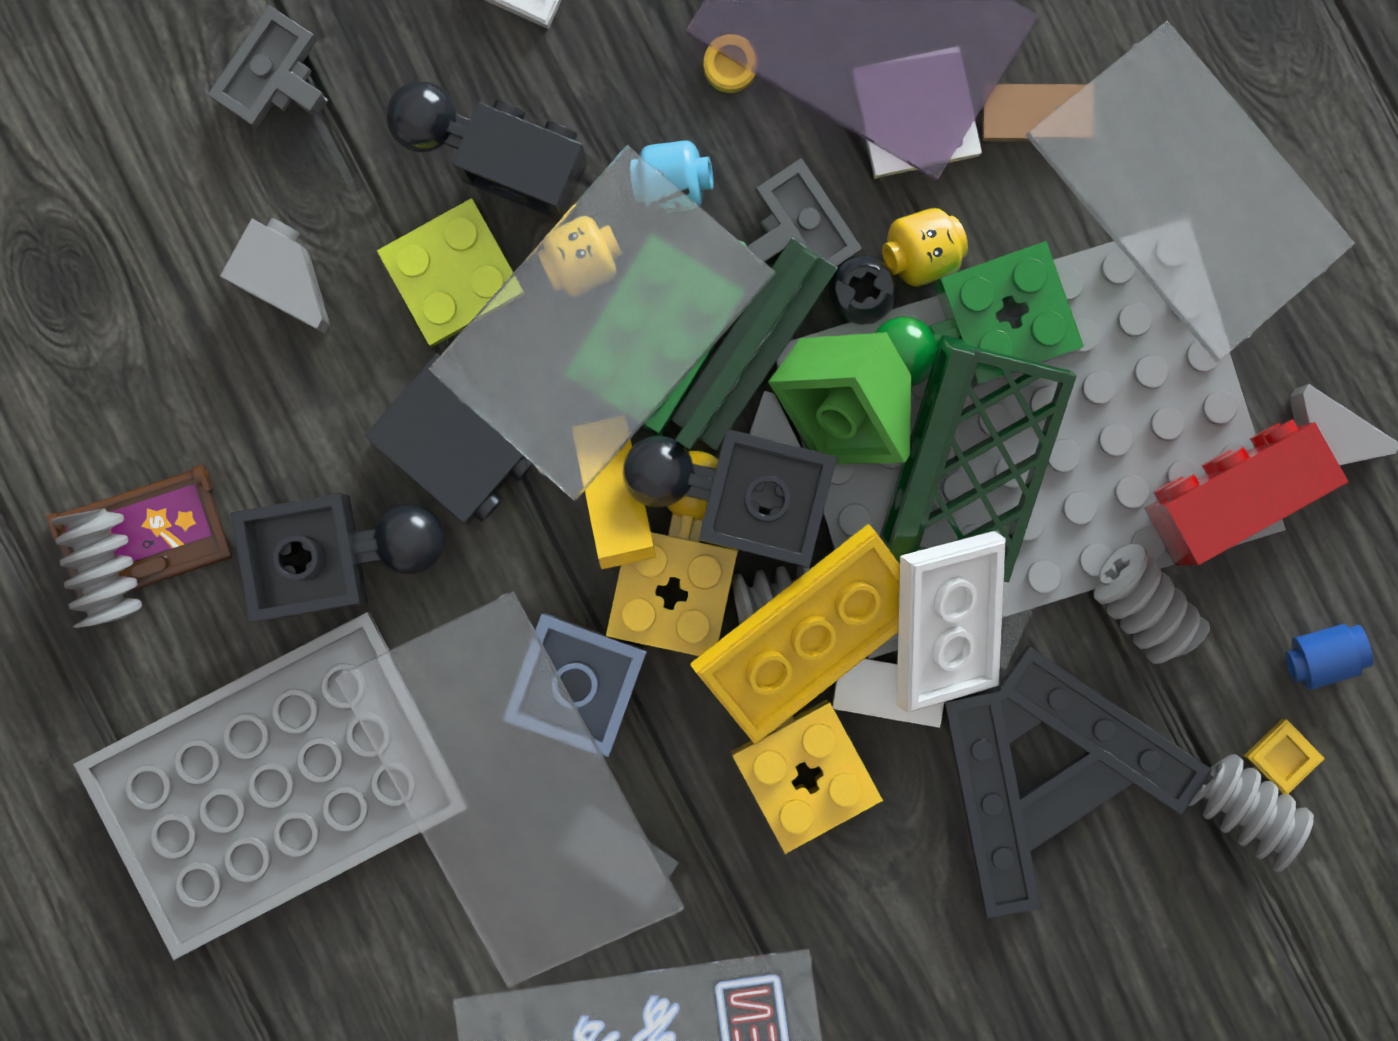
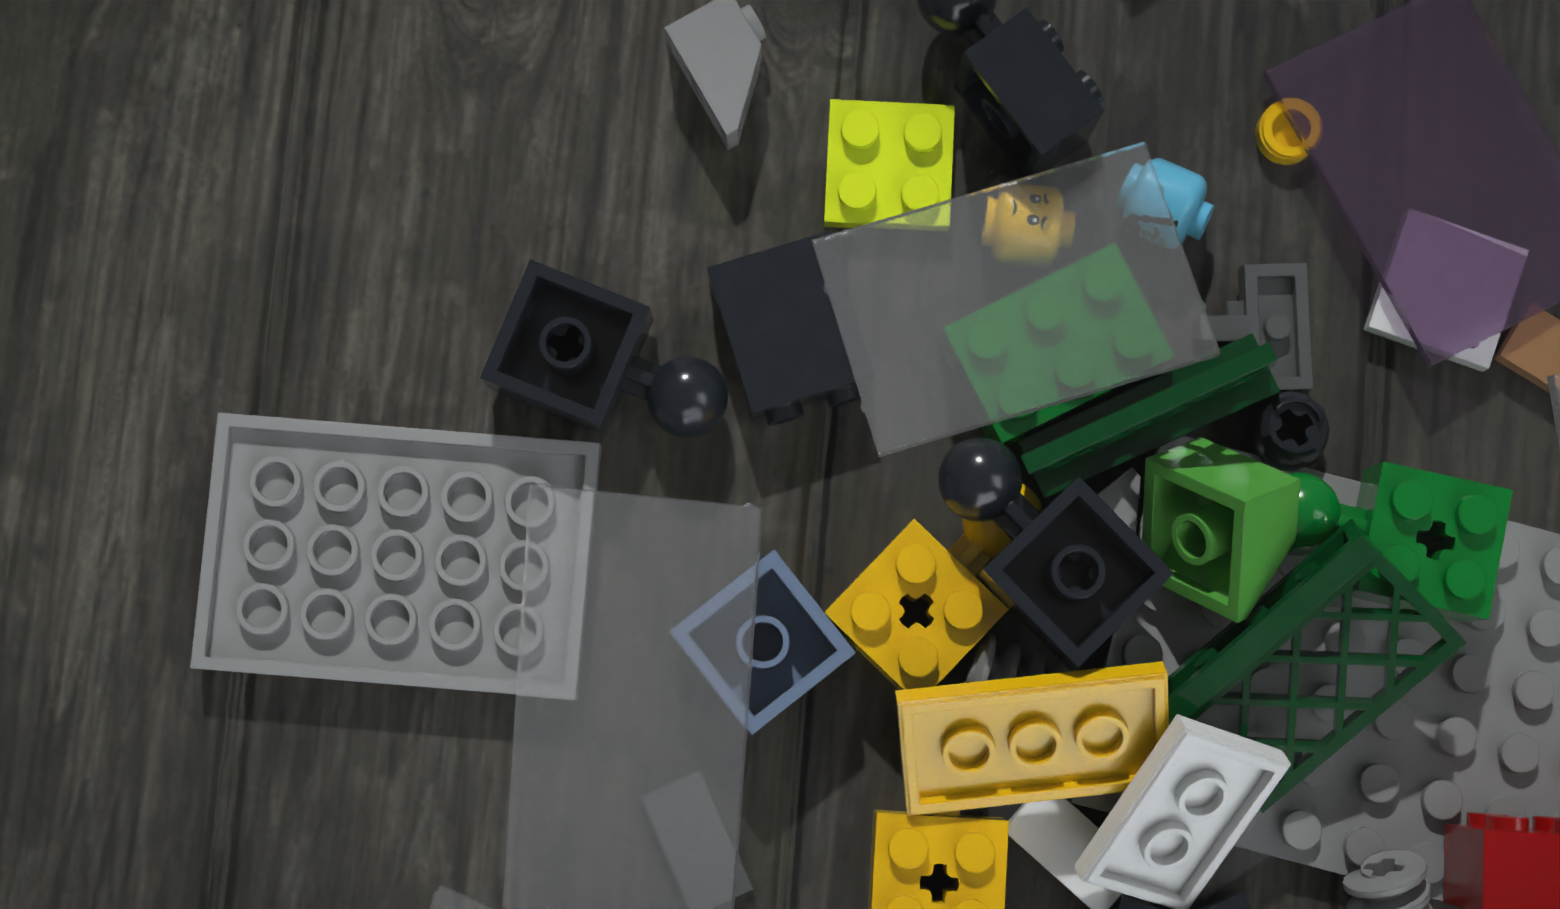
camera: 35 degrees right, 5 degrees down
(97, 566) = (365, 232): light grey piece -> none
(162, 520) = (408, 225): door -> none
(617, 518) = (910, 500): yellow tile -> none
(925, 247) = (1377, 425): yellow head -> none

